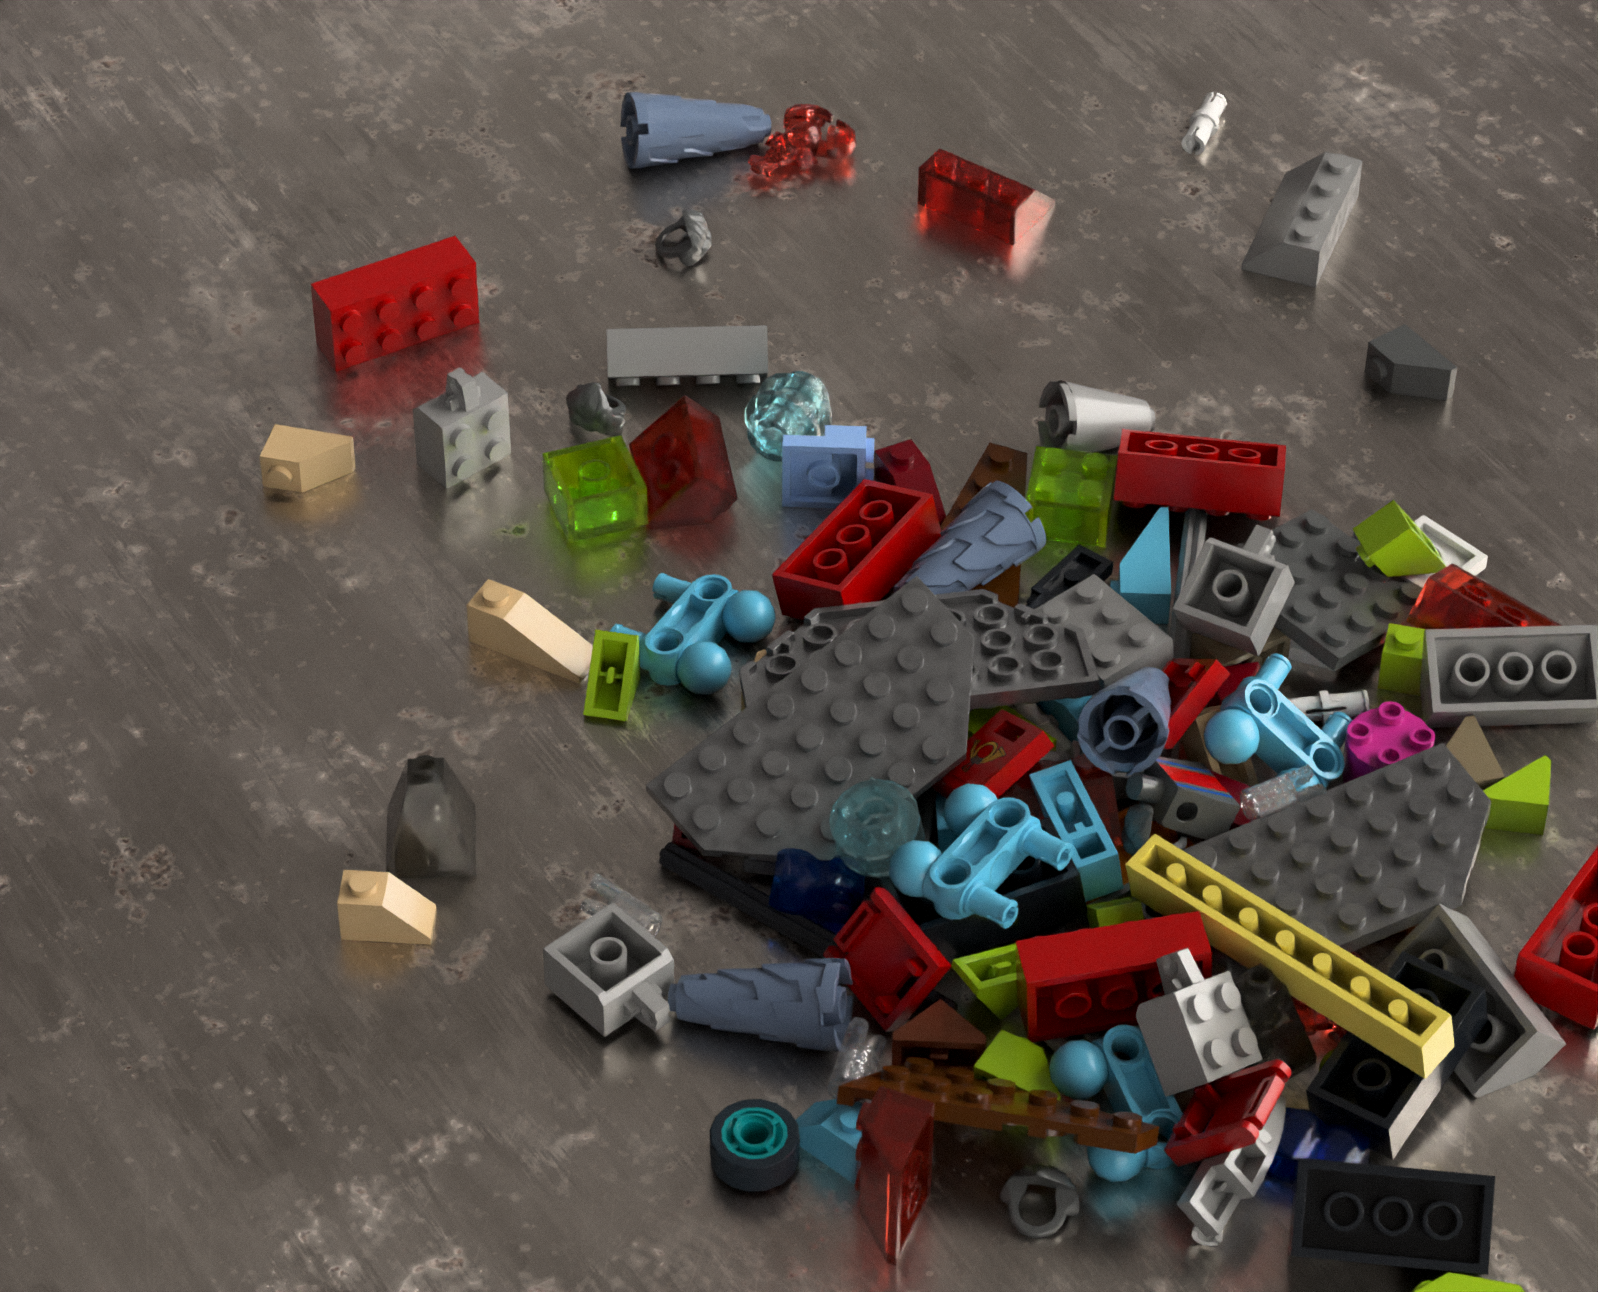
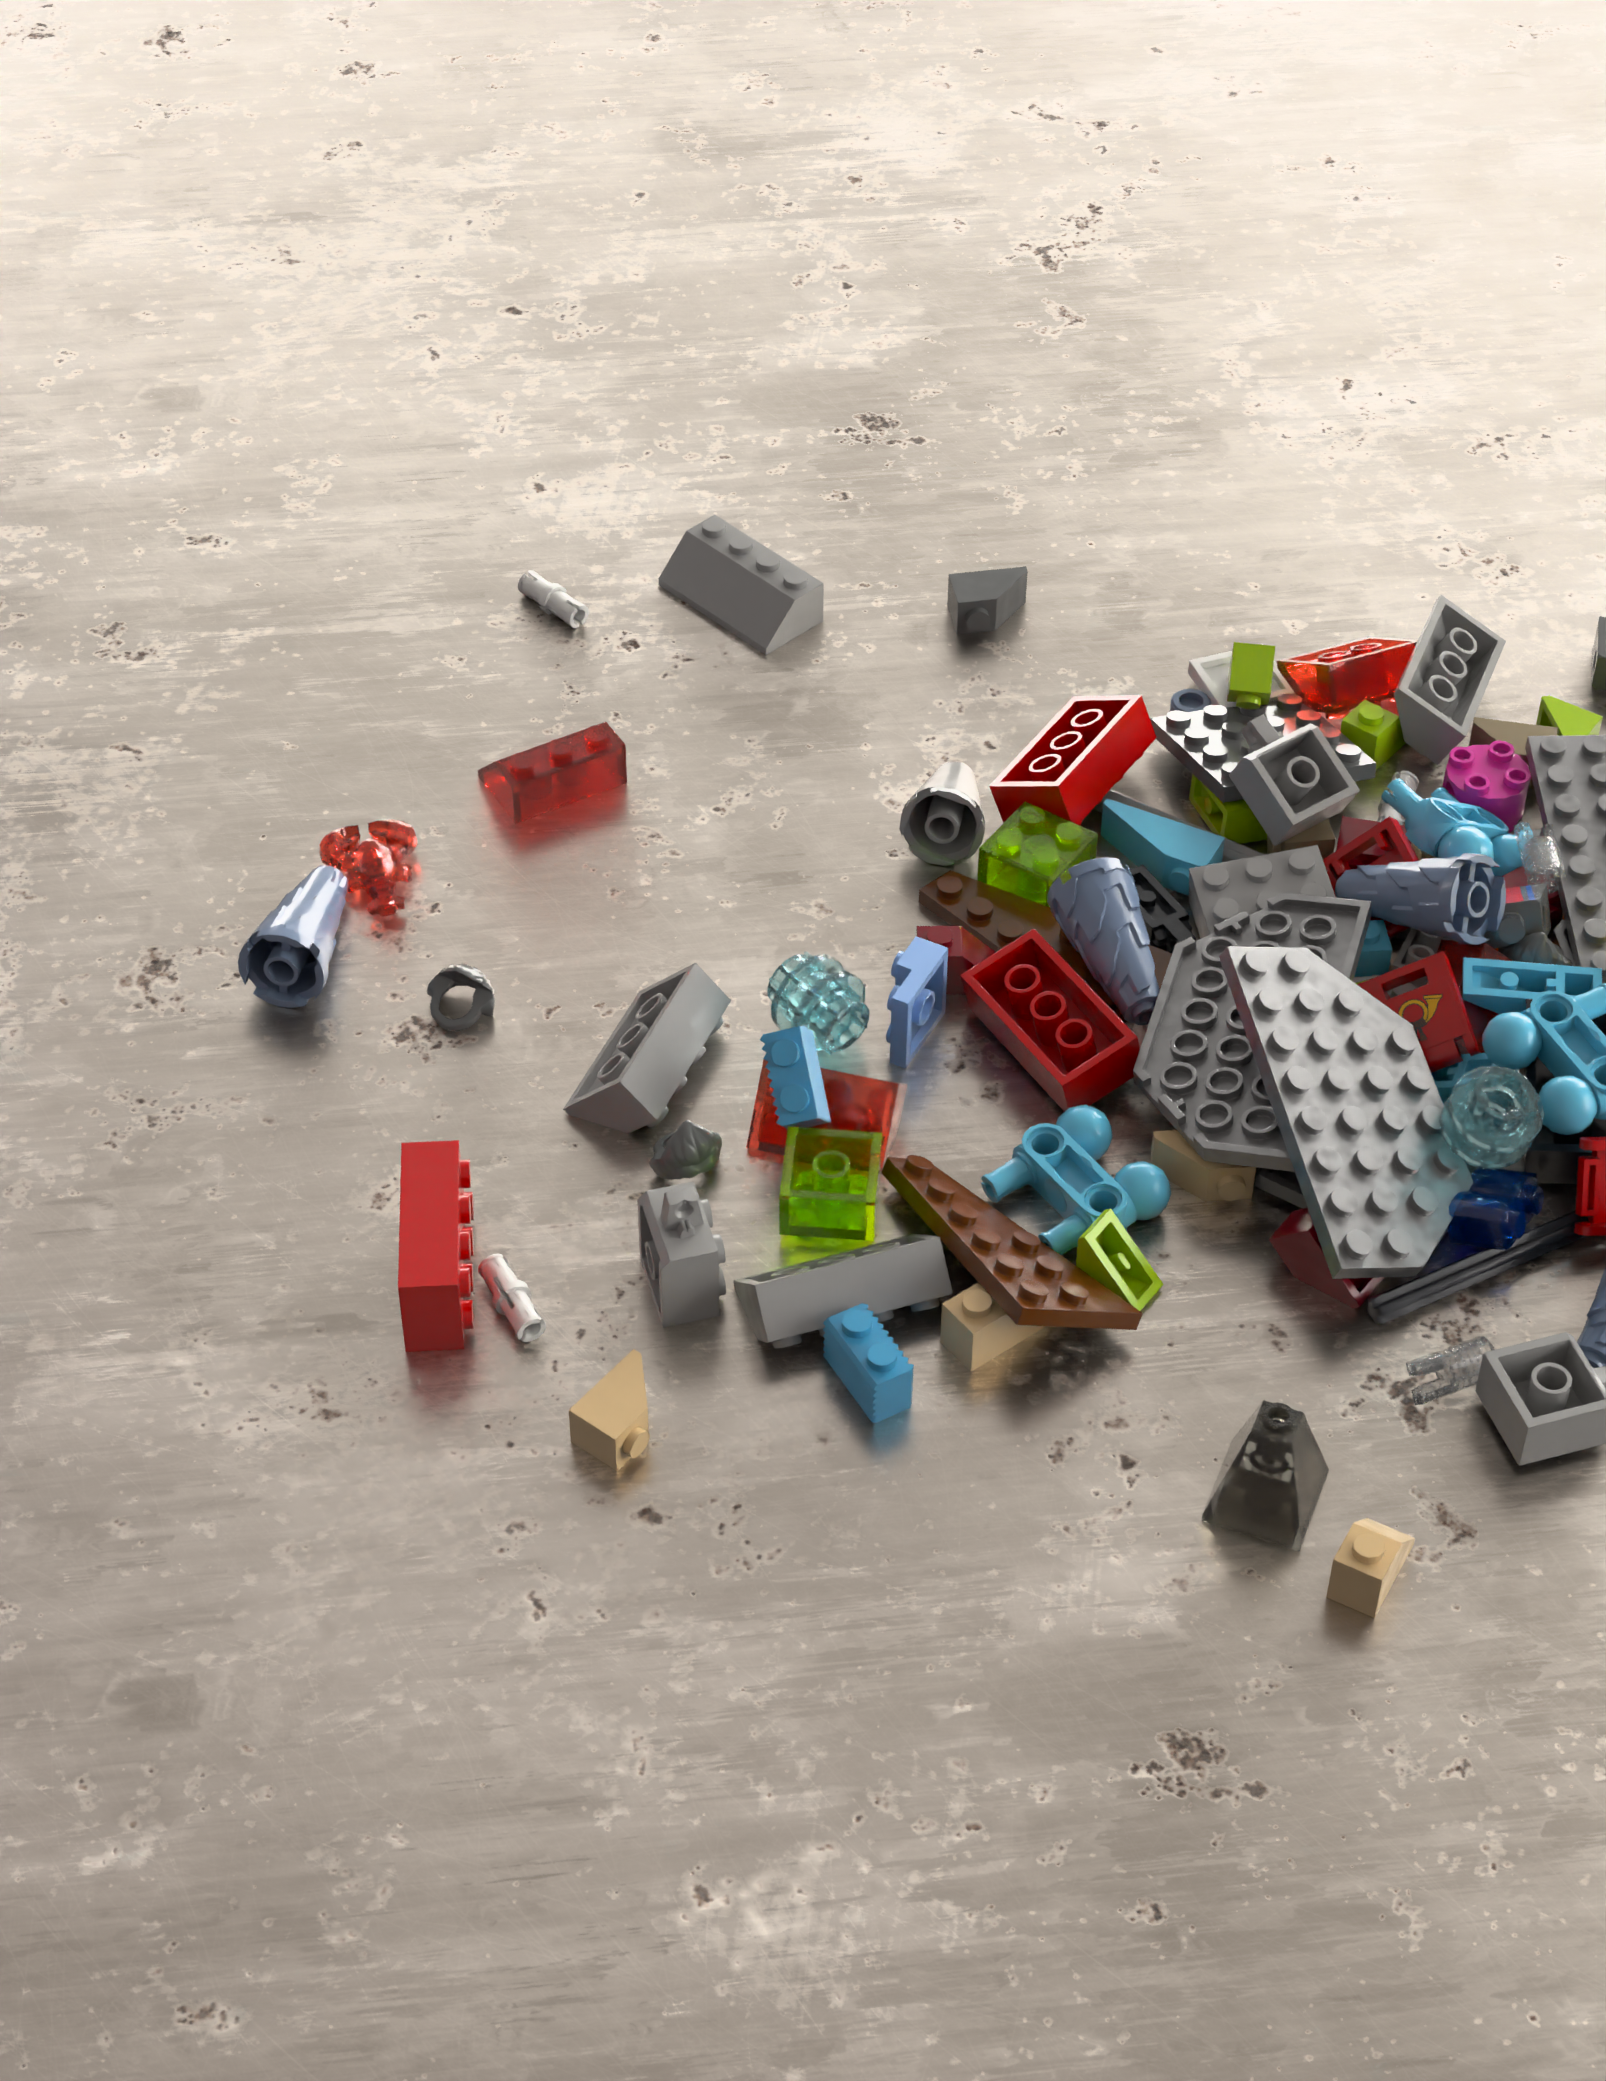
camera: 65 degrees left, 0 degrees up
(390, 372) = (512, 1297): none -> white pin
(424, 571) = (868, 1362): none -> dark azure brick
(497, 534) = (882, 1274): none -> light grey slope
(553, 616) = (1011, 1264): none -> reddish brown wing
(661, 414) = (795, 1078): none -> dark azure brick

